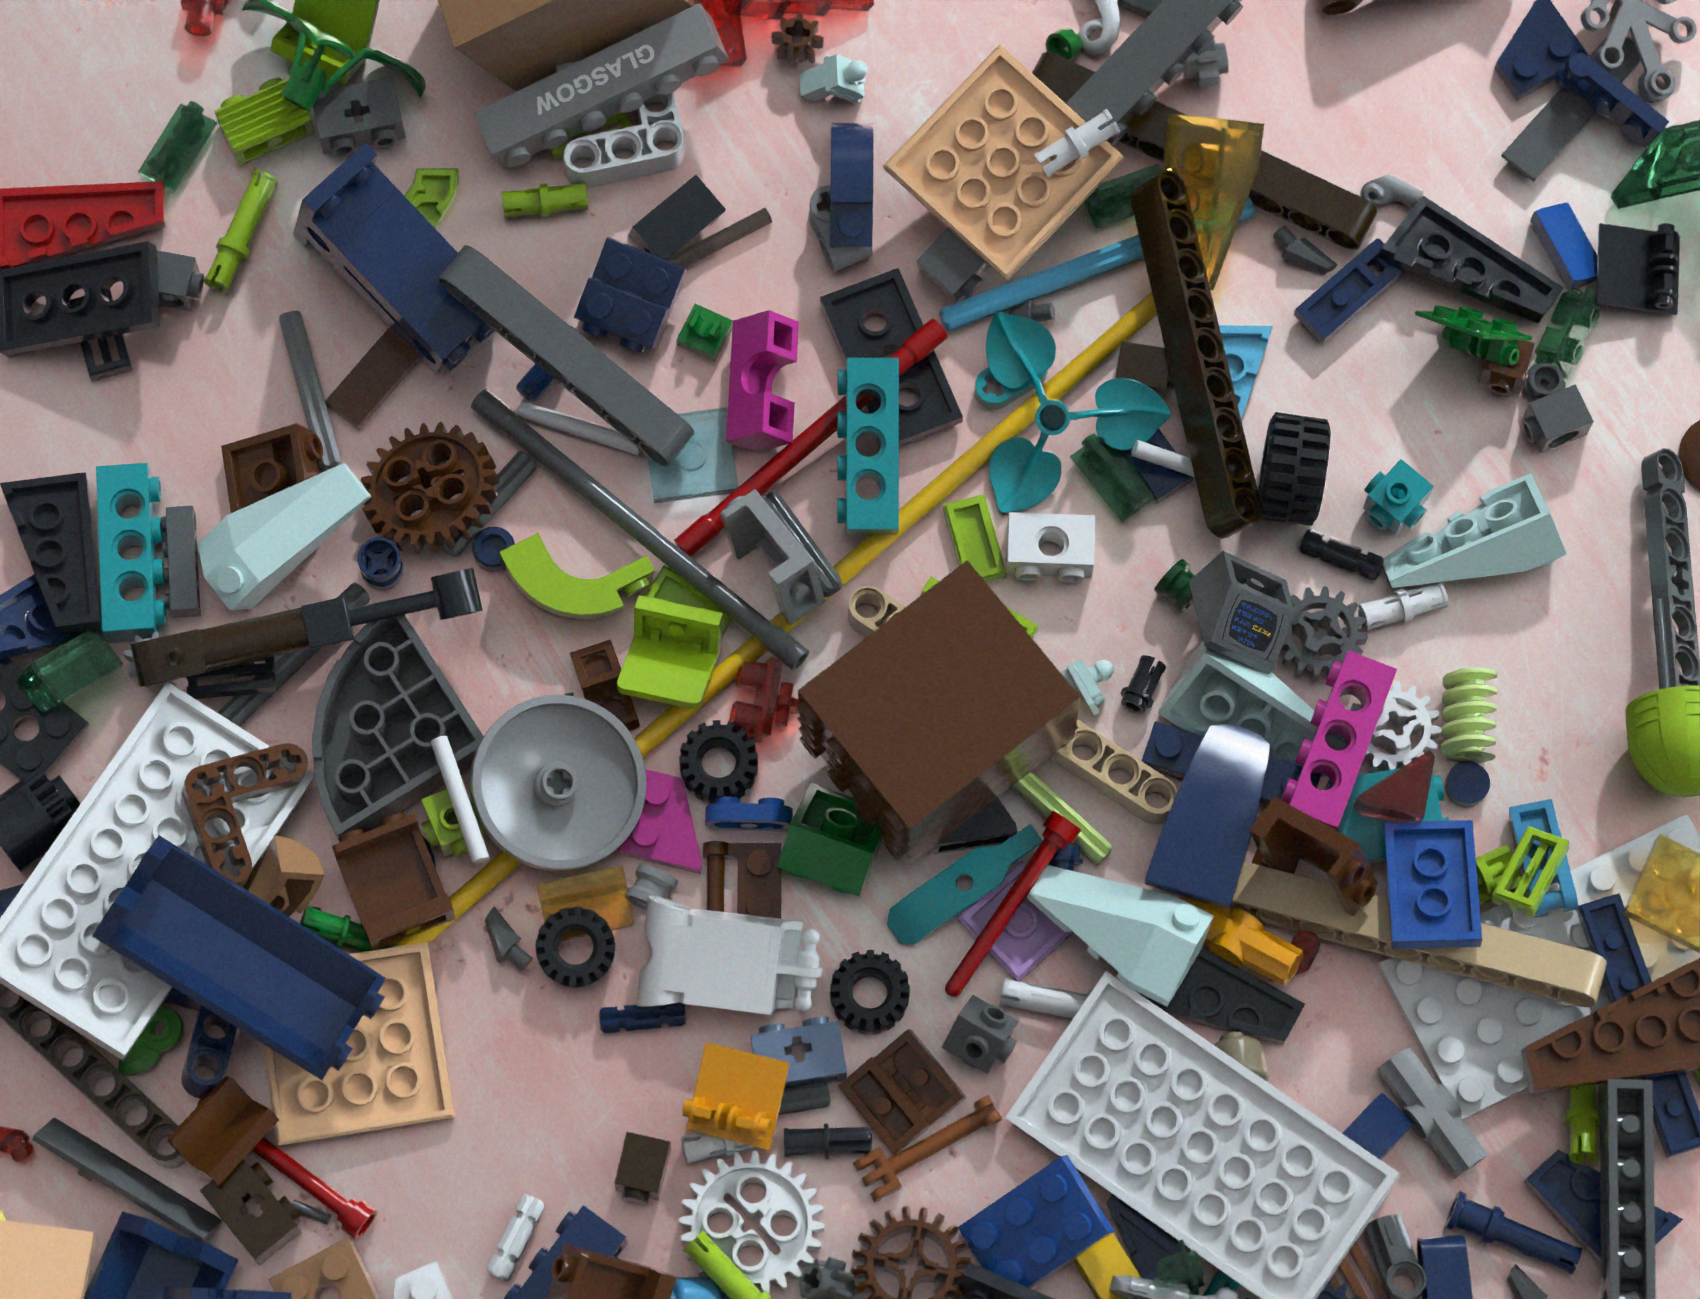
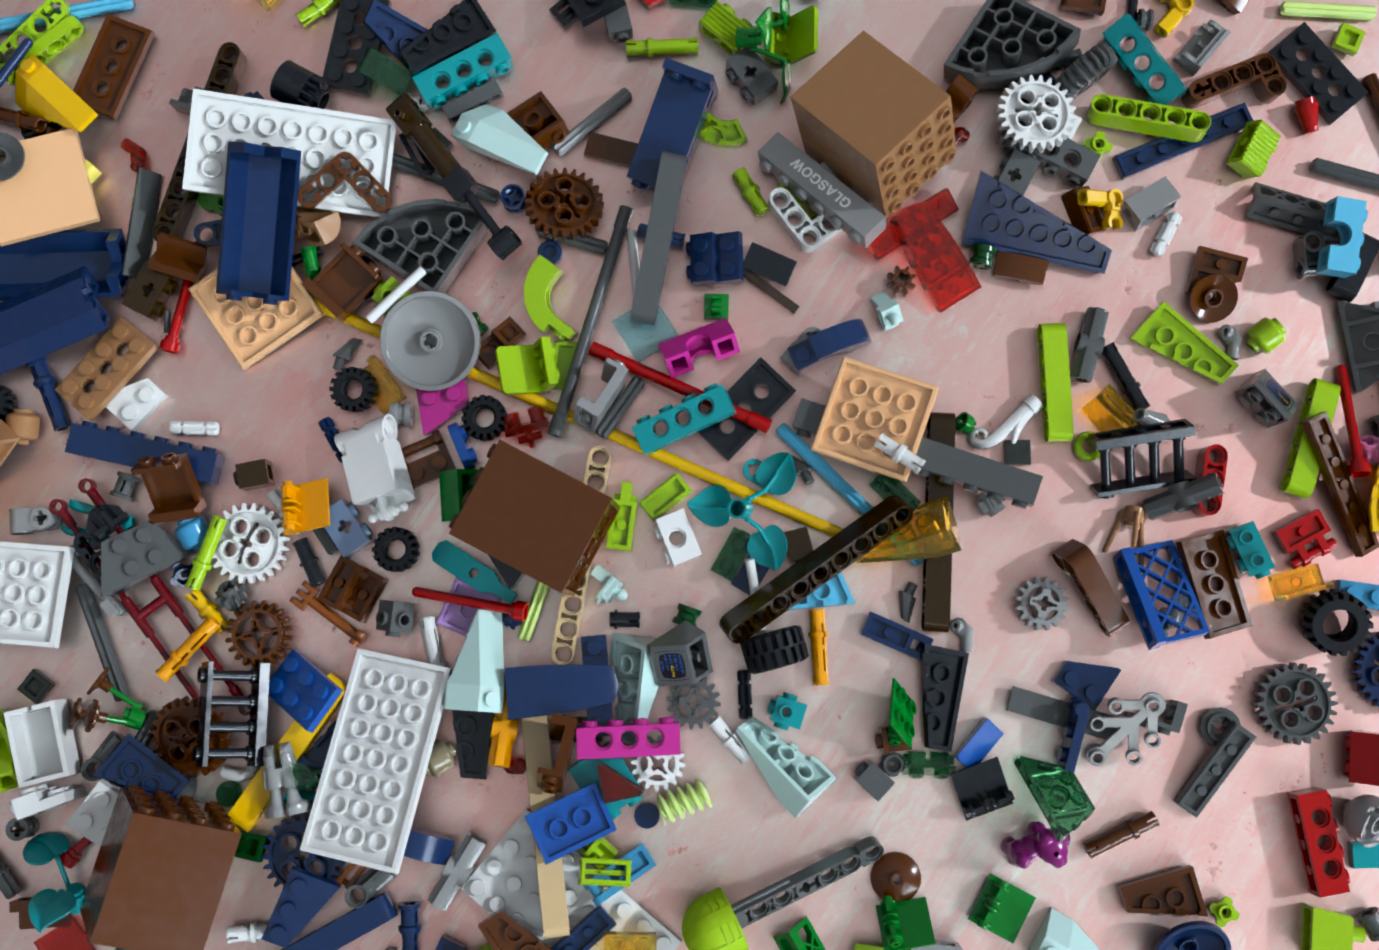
camera: 65 degrees right, 10 degrees up
(1300, 403) = (818, 643): none -> light orange pin
(1403, 73) = (1040, 613): none -> light grey gear

